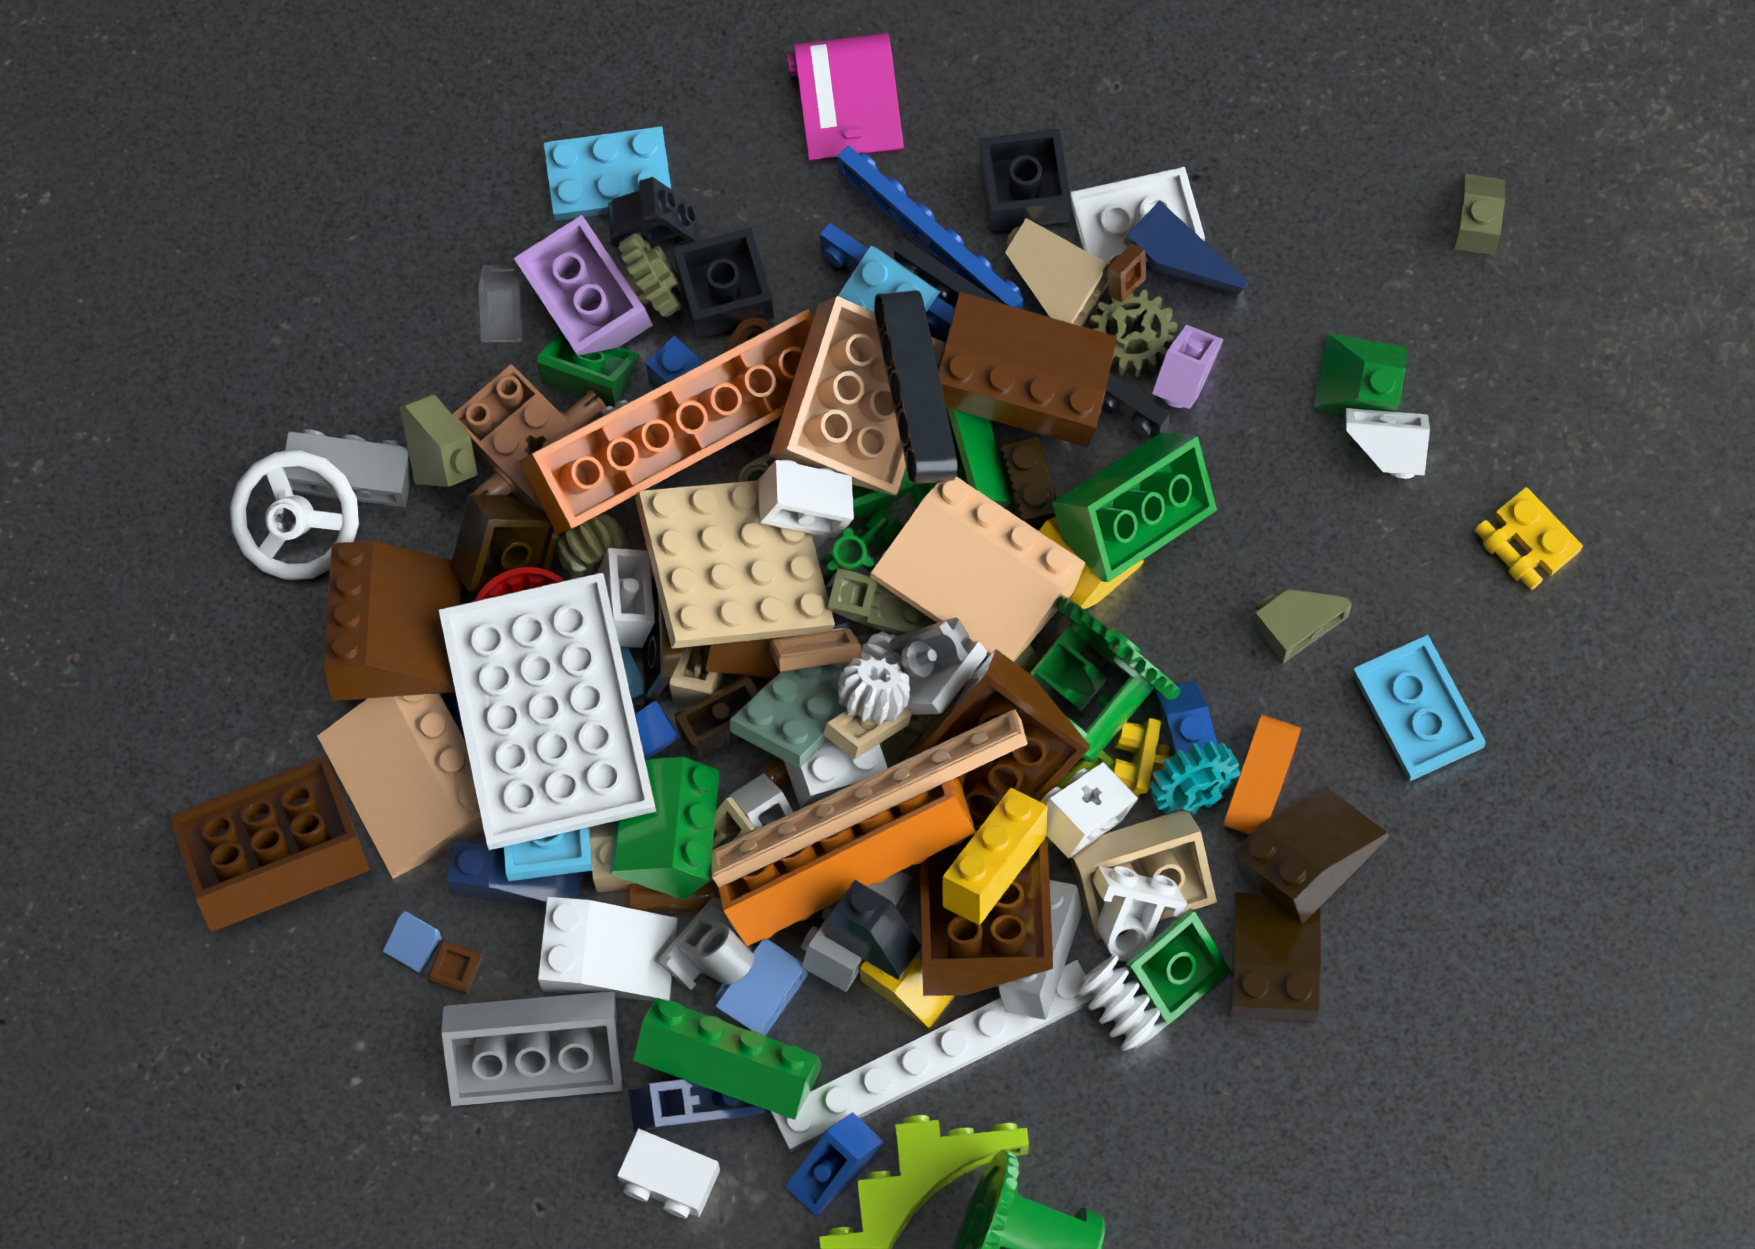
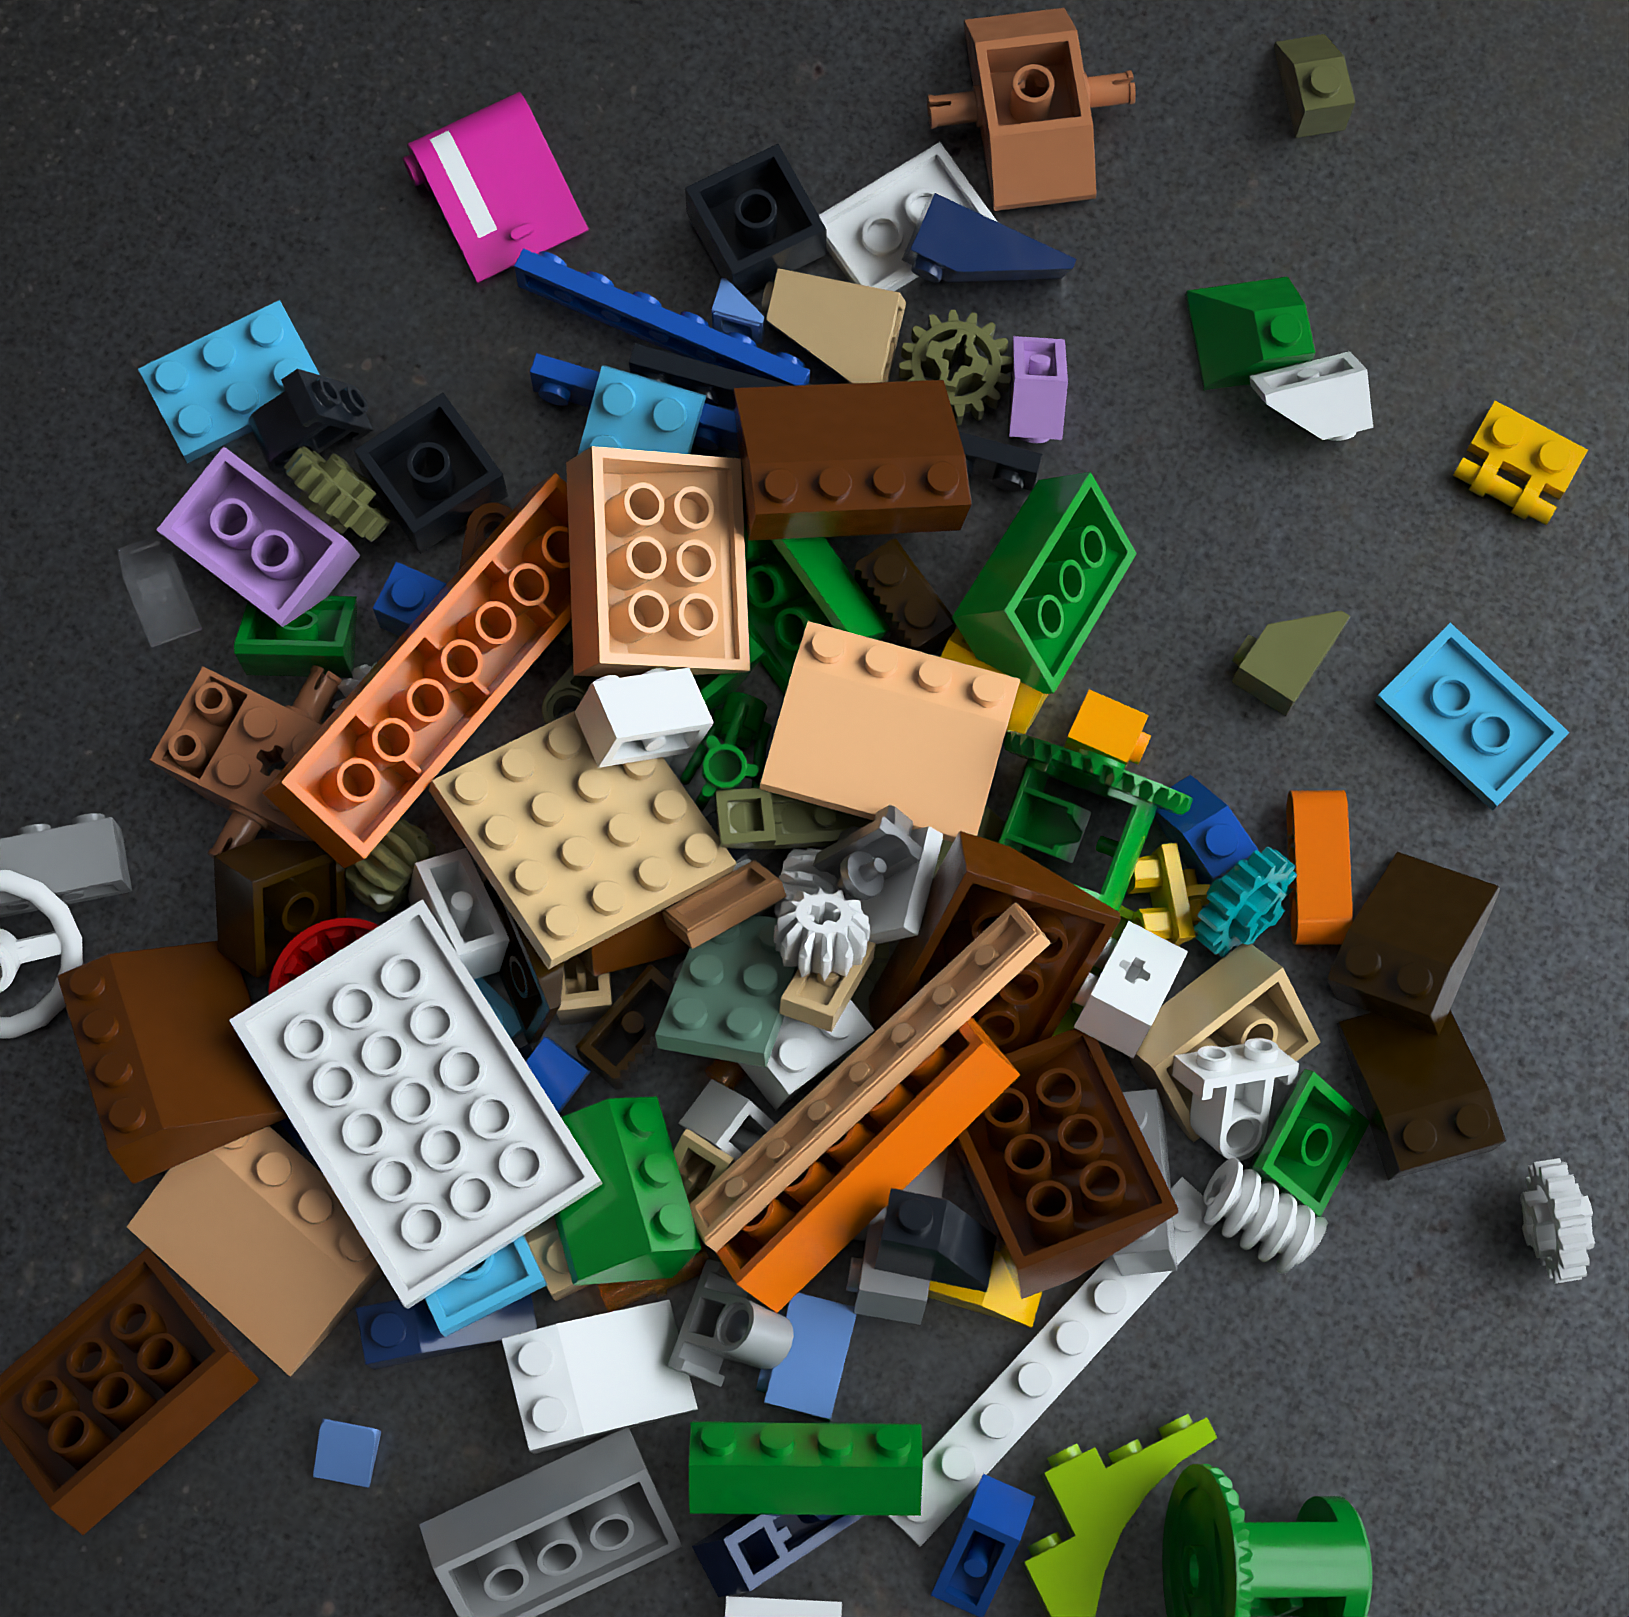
camera: 25 degrees left, 5 degrees up
(436, 443) = (144, 800): olive slope -> none
(455, 967) = (412, 1464): reddish brown tile -> none
(915, 387) = (732, 529): black beam -> none
(985, 241) = (736, 314): none -> medium blue slope
(994, 856) = (1050, 1093): yellow brick -> none
(1126, 272) = (925, 296): reddish brown plate -> none
(1145, 627) = (1109, 729): none -> light orange brick
(1254, 191) = (1032, 107): none -> nougat slope
(1335, 1080) = (1557, 1220): none -> white gear

